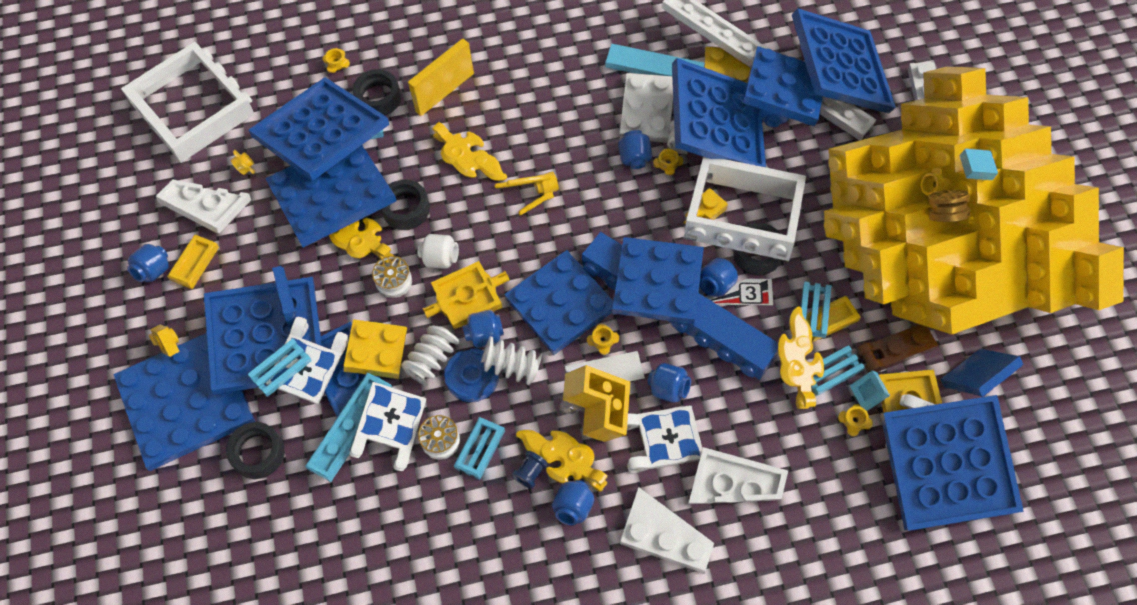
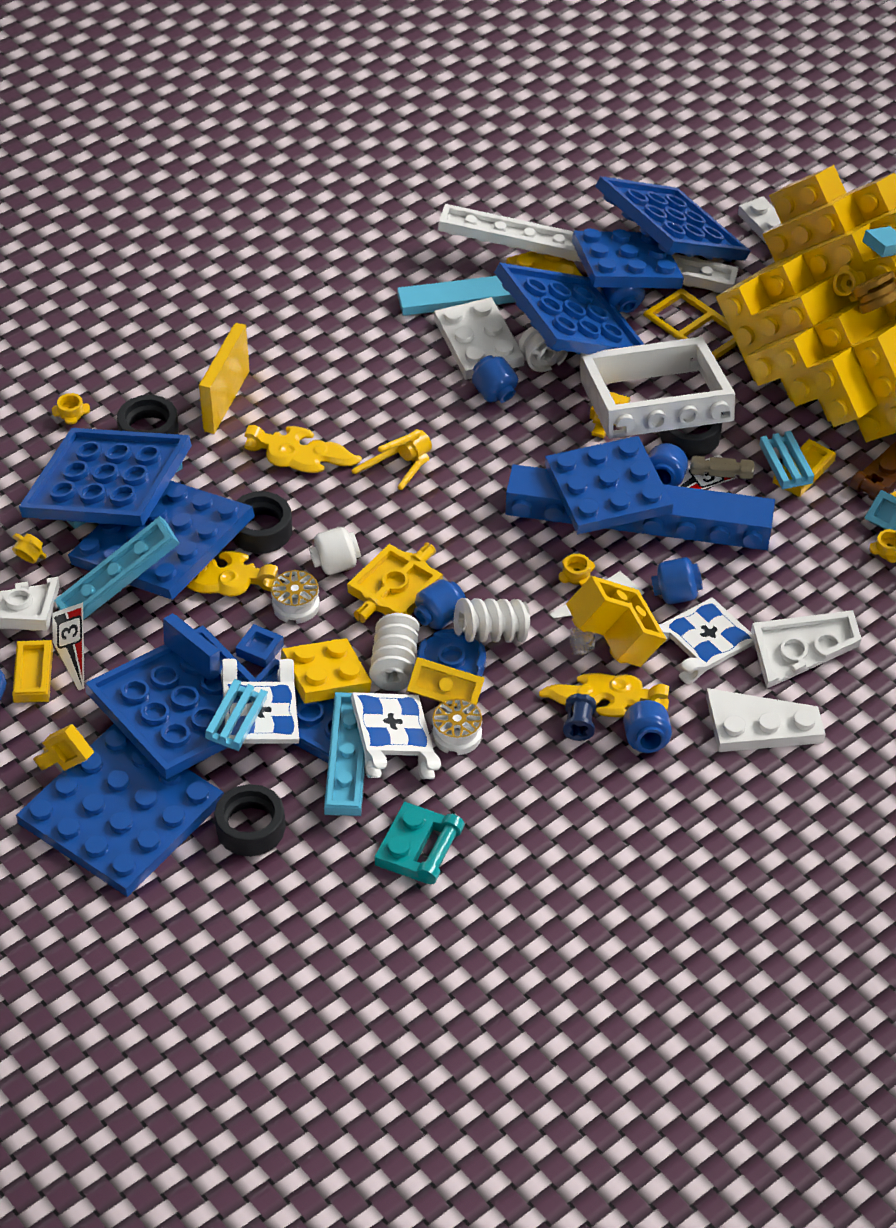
camera: 30 degrees left, 15 degrees down
(227, 248) = (69, 640): none -> sticker
(278, 209) = (120, 568): none -> medium azure tile
(345, 307) = (259, 646): none -> blue plate
(353, 516) = (409, 837): none -> teal plate
(448, 399) = (443, 682): none -> yellow plate
(469, 469) = (508, 744): medium azure tile -> none
(560, 302) = (505, 554): blue plate -> none
(668, 155) = (537, 380): yellow plate -> none
(763, 293) = (722, 467): none -> dark tan axle
(794, 368) = (801, 517): yellow piece -> none
(800, 161) = (709, 314): none -> yellow window
(851, 359) = (848, 496): medium azure tile -> none

